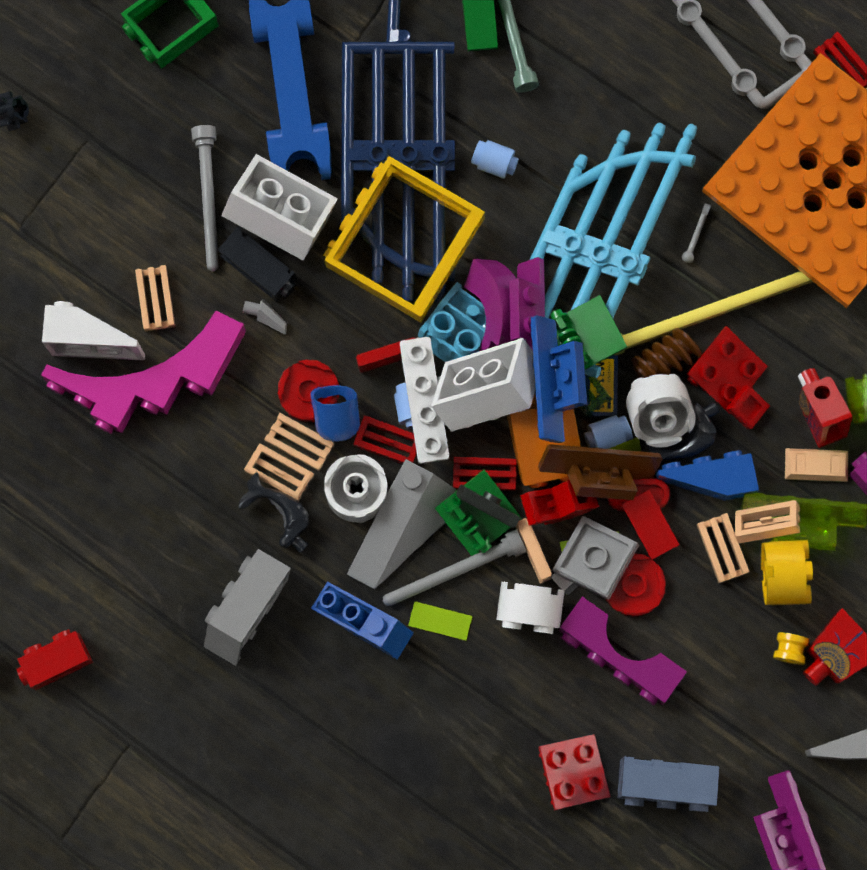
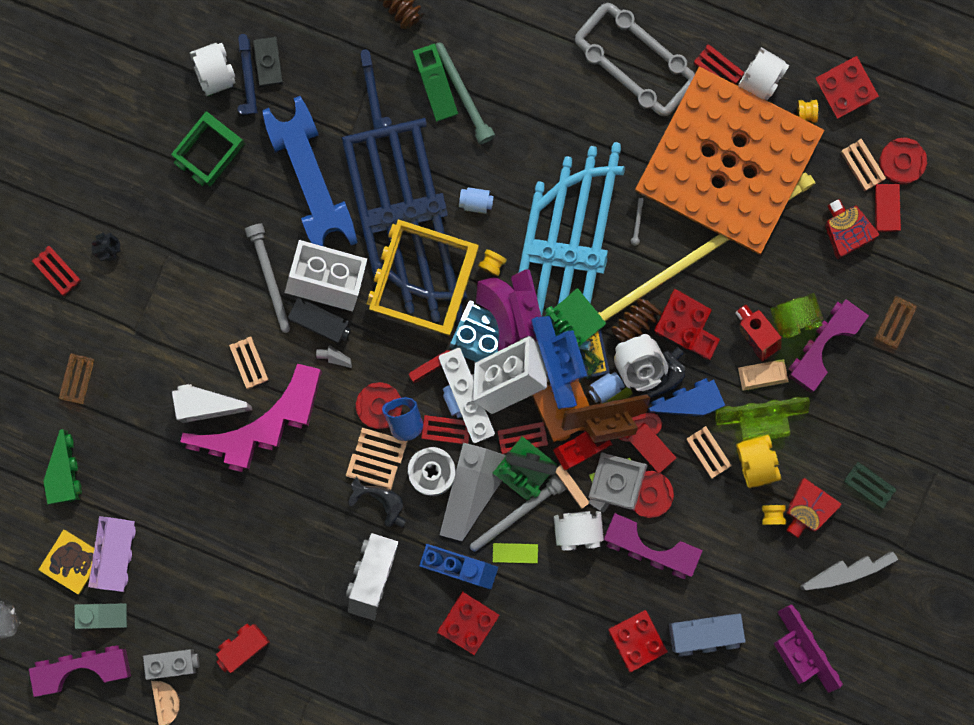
camera: 10 degrees left, 5 degrees up
(357, 696) = (468, 623): none -> red hinge
(497, 242) = (492, 263): none -> yellow wheel
(767, 526) = (736, 430): light nougat tile -> none

